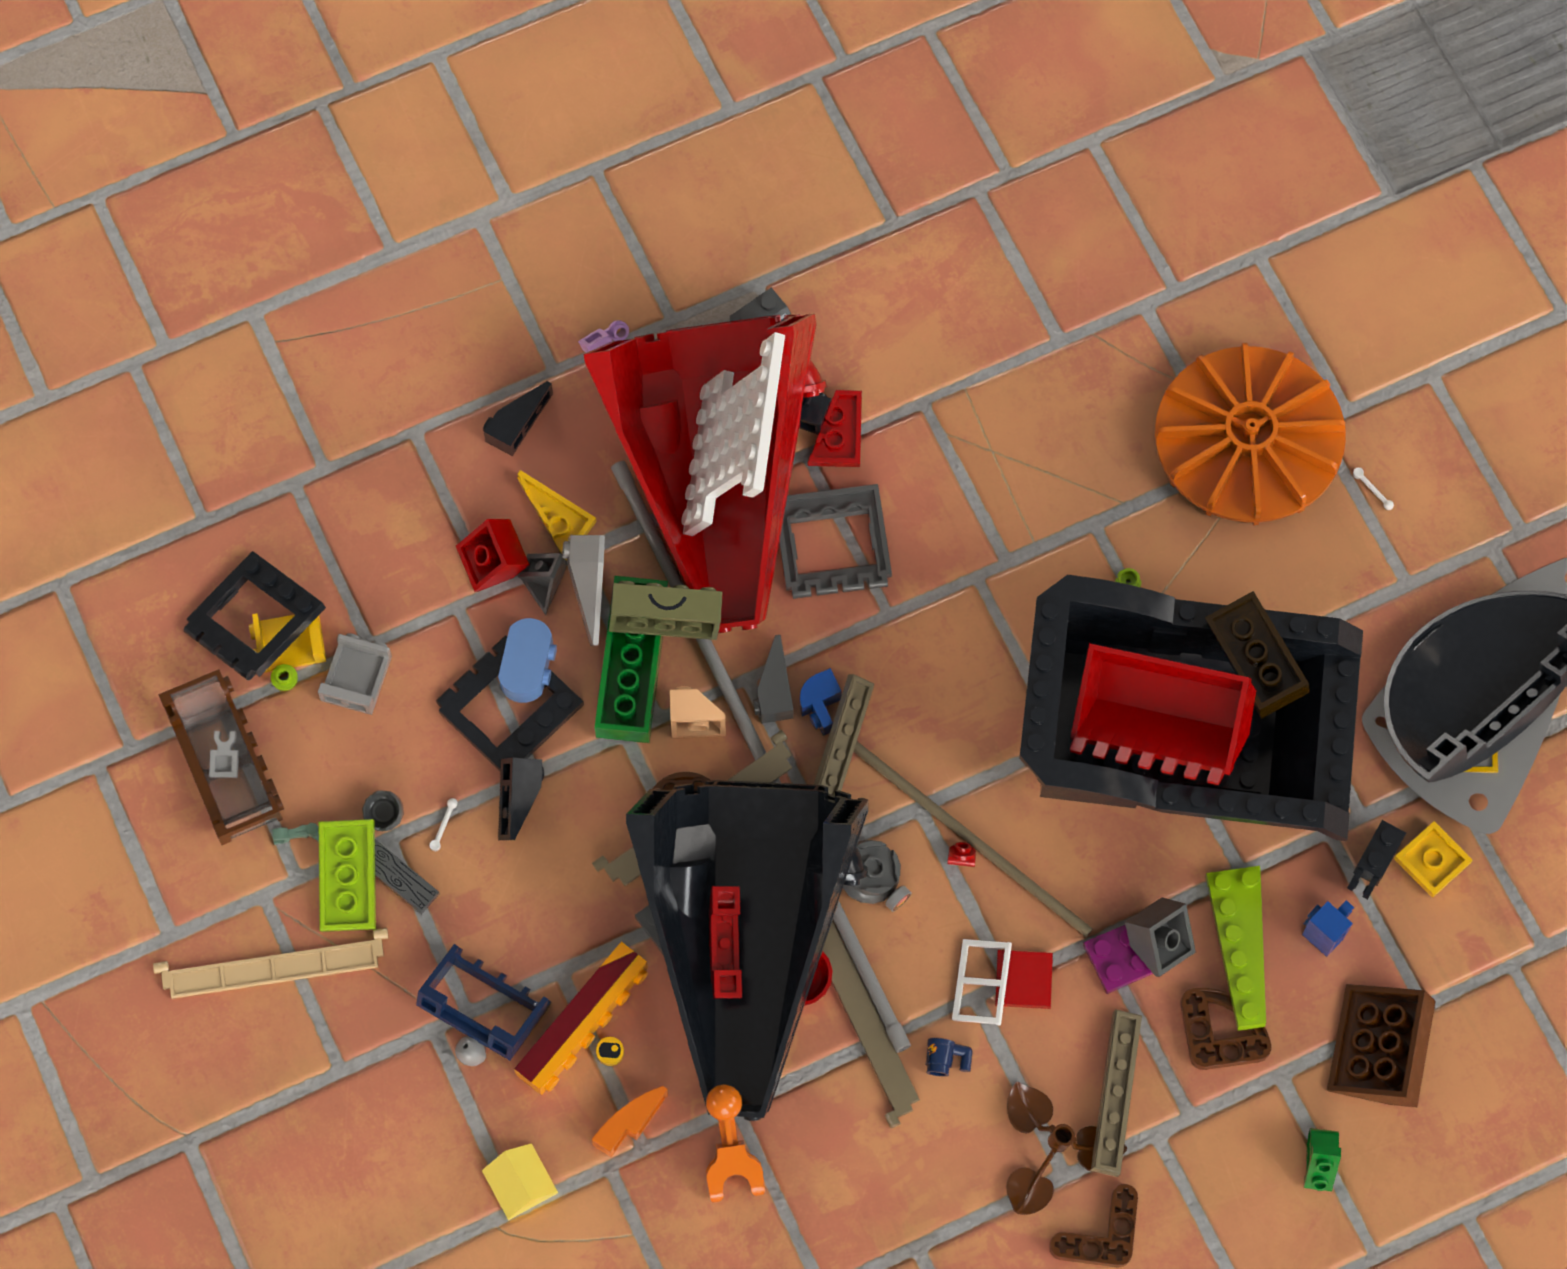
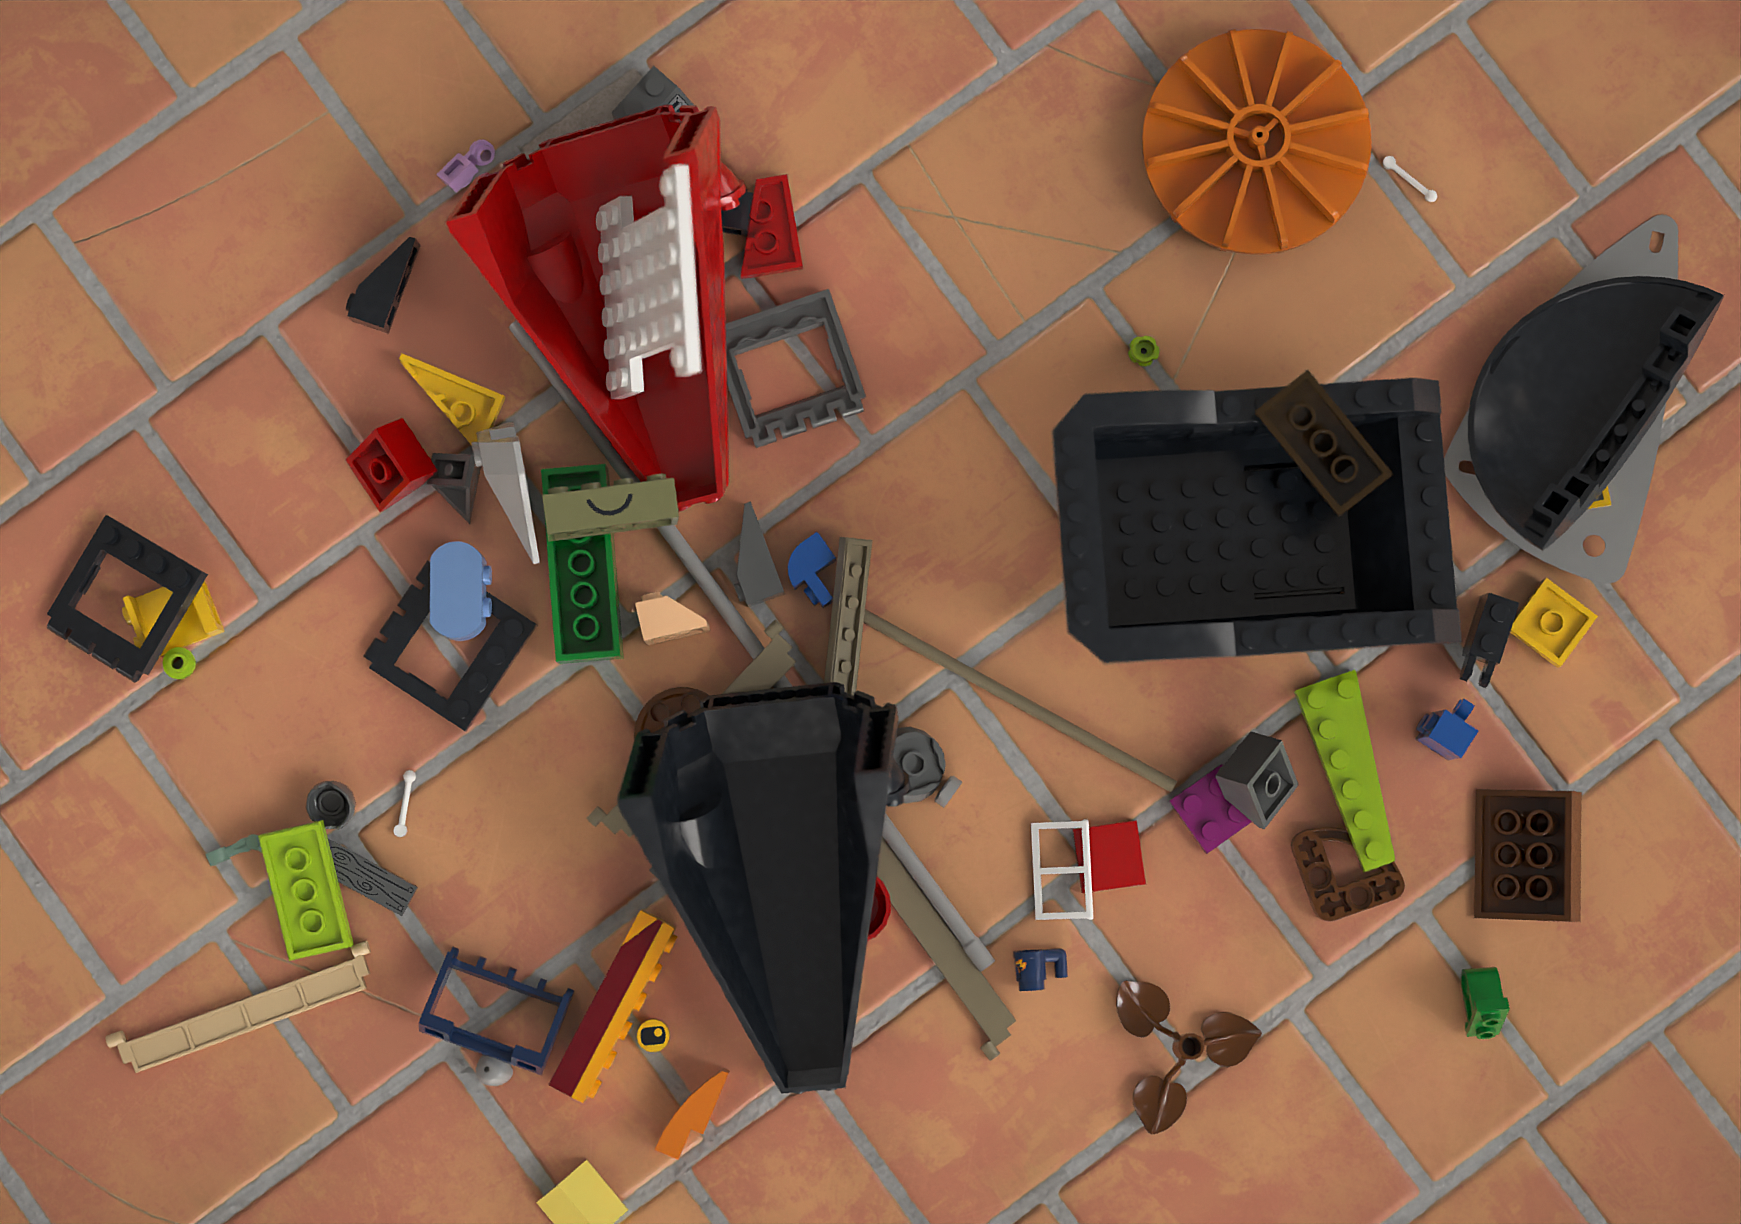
camera: 15 degrees left, 15 degrees up
(224, 760) = (130, 784): light grey plate -> none
(232, 803) = (128, 780): clear windscreen -> none
(356, 673) = (262, 642): light grey panel -> none
(518, 790) = (483, 751): black slope -> none
(724, 942) = (760, 895): red slope -> none
(731, 1156) = (817, 1134): orange piece -> none
(962, 855) = (1011, 722): red plate -> none
(1113, 1239) = (1264, 1138): reddish brown beam -> none
(1116, 1093) = (1238, 972): dark tan tile -> none
(1162, 712) = (1224, 544): red piece -> none

